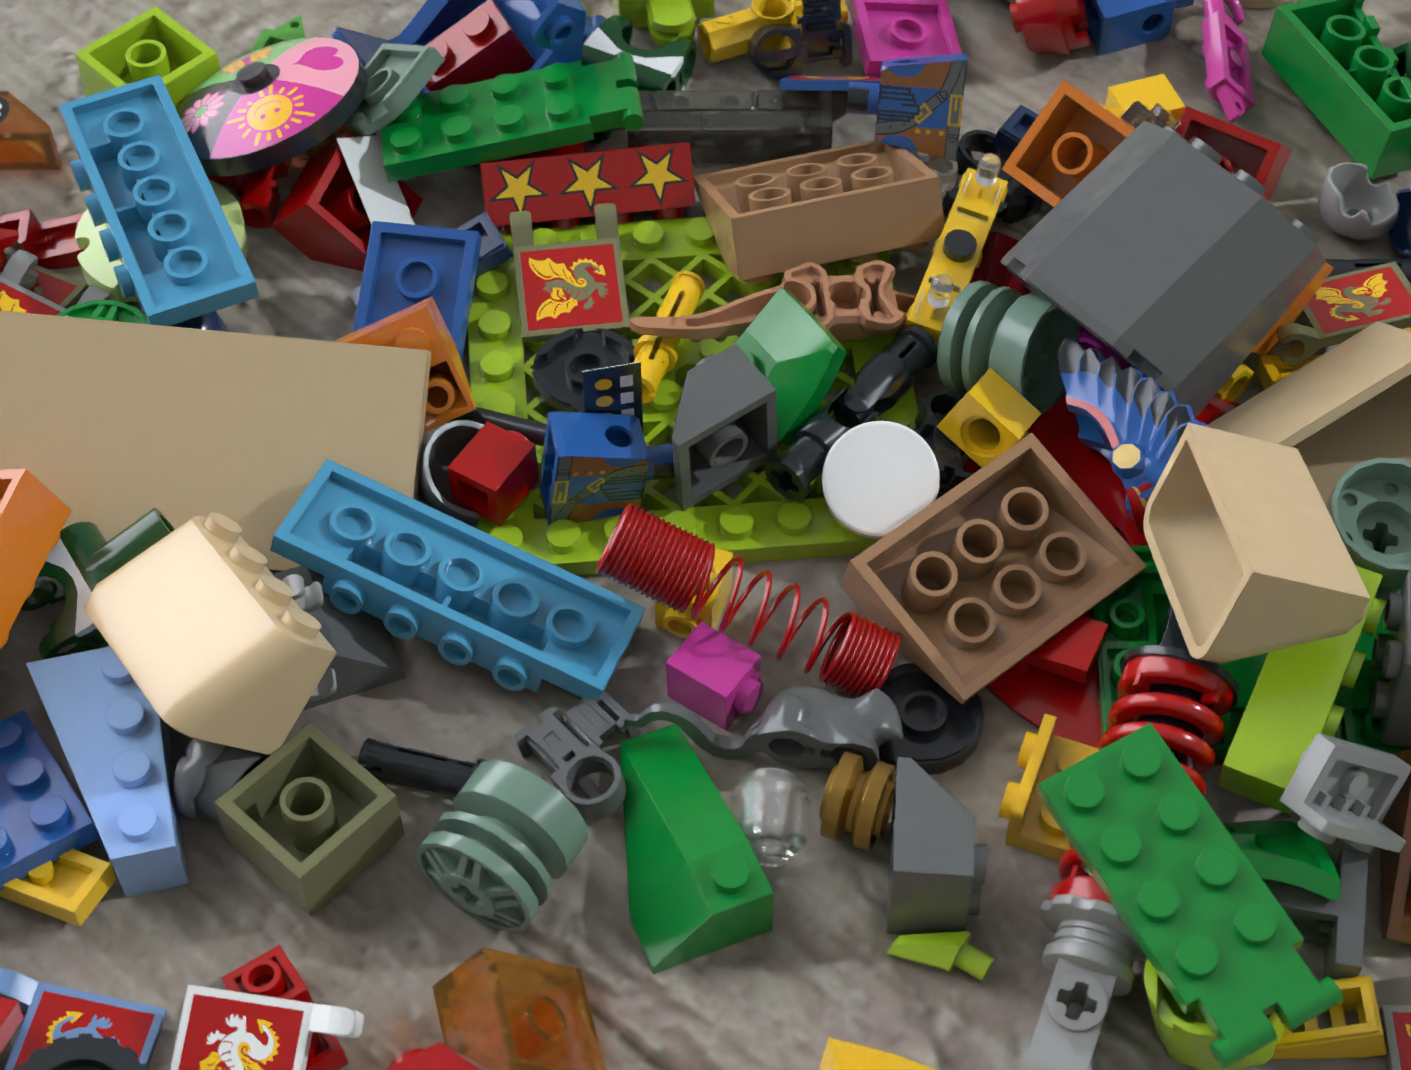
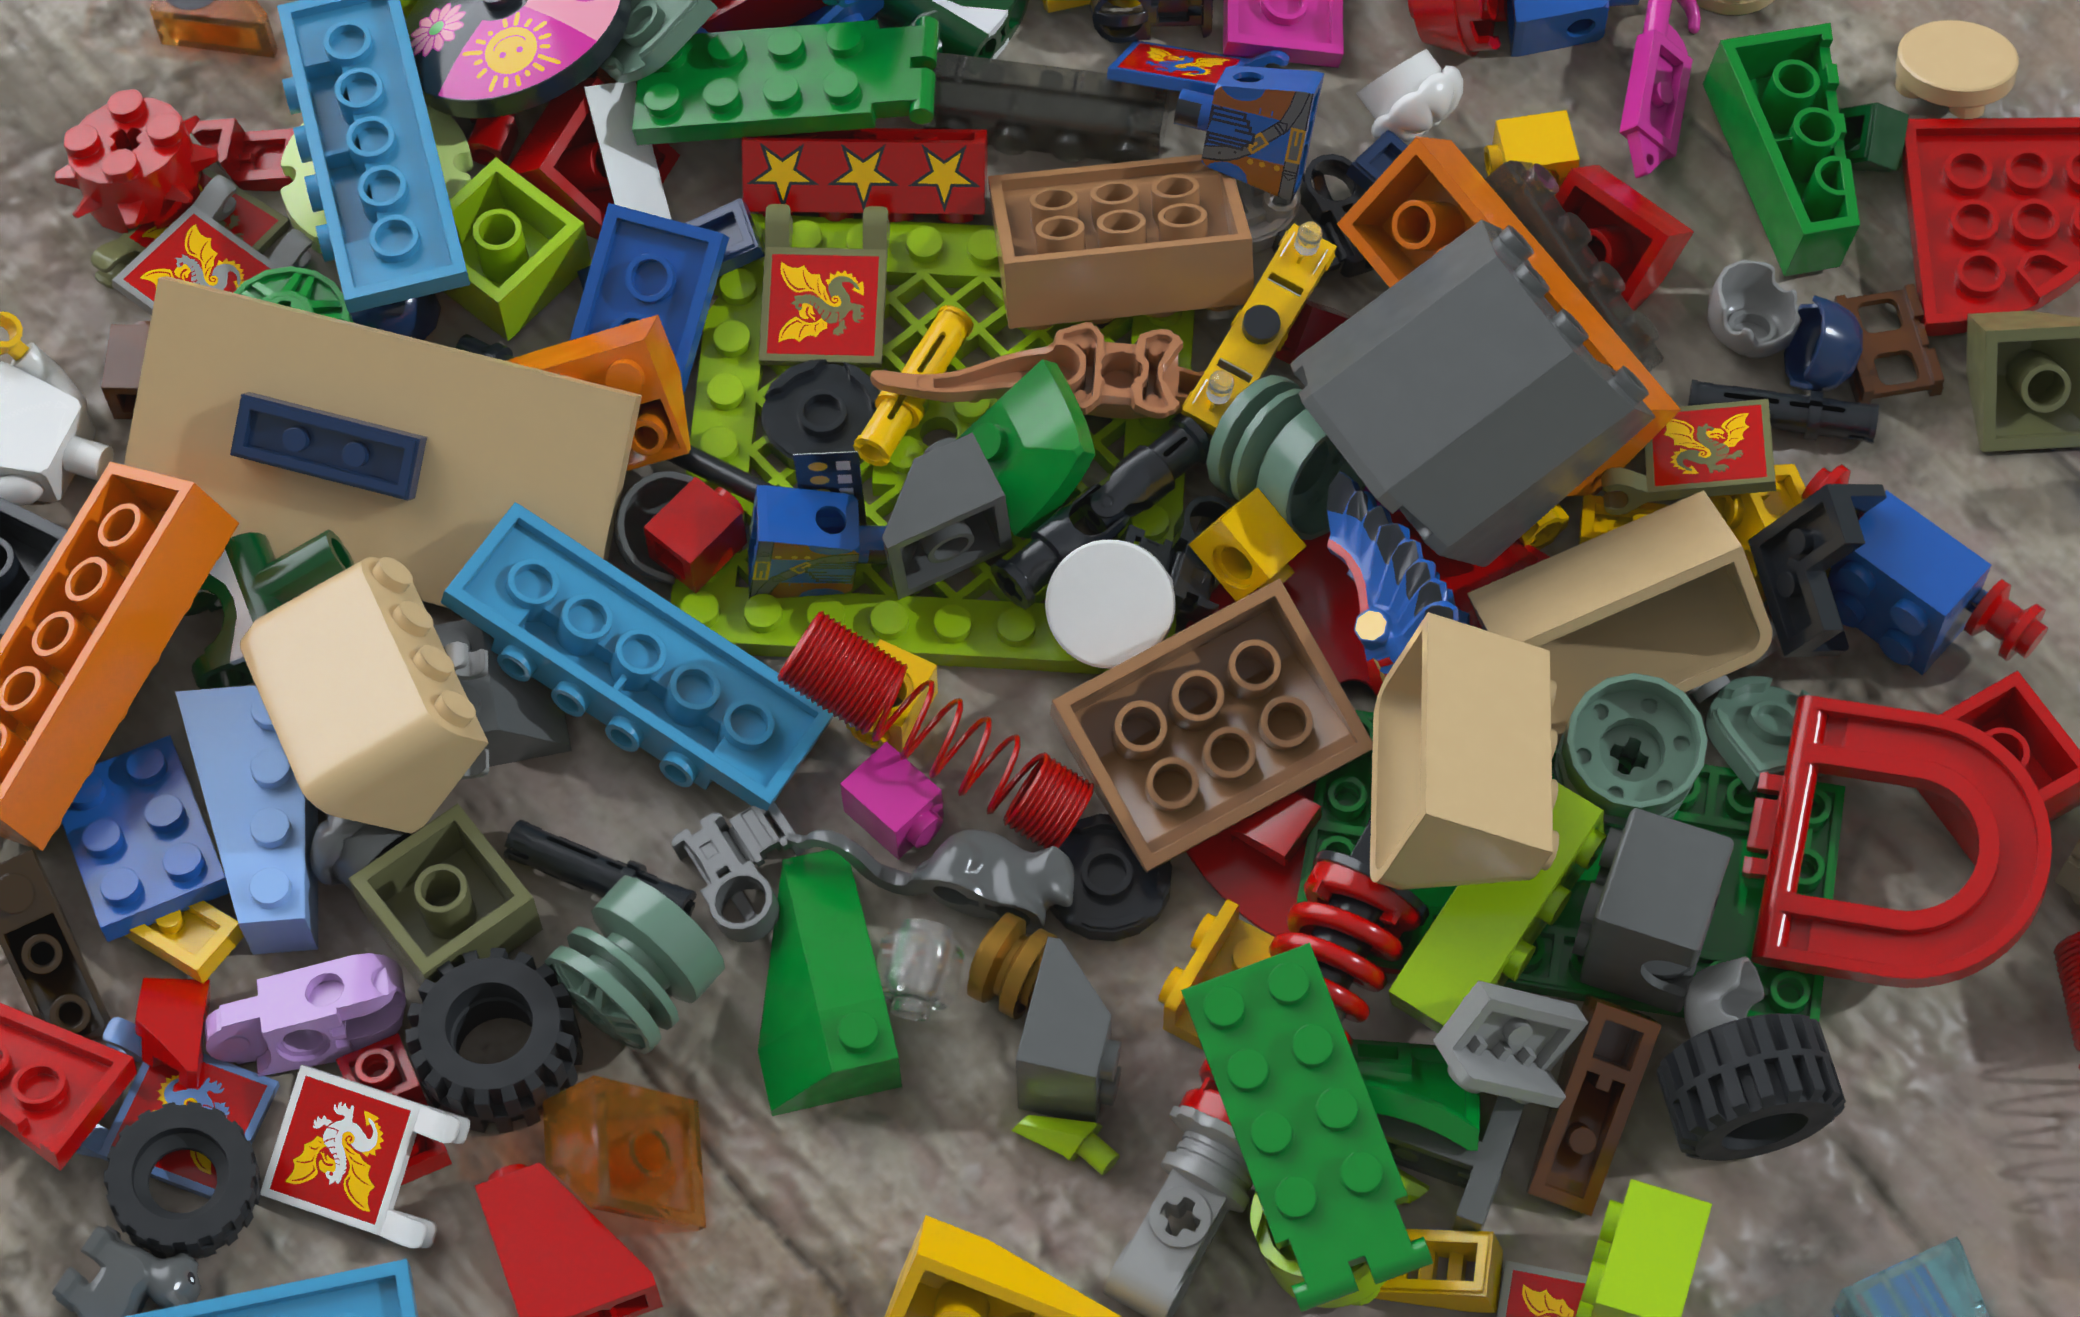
camera: 10 degrees right, 10 degrees up
(55, 968) = (172, 1025): none -> red slope
(147, 435) = (328, 446): none -> dark blue tile
(189, 939) = (310, 1014): none -> lavender piece
(298, 273) = (514, 248): none -> lime brick
(369, 891) = (484, 992): none -> black tyre
(1030, 78) = (1412, 97): none -> white piece

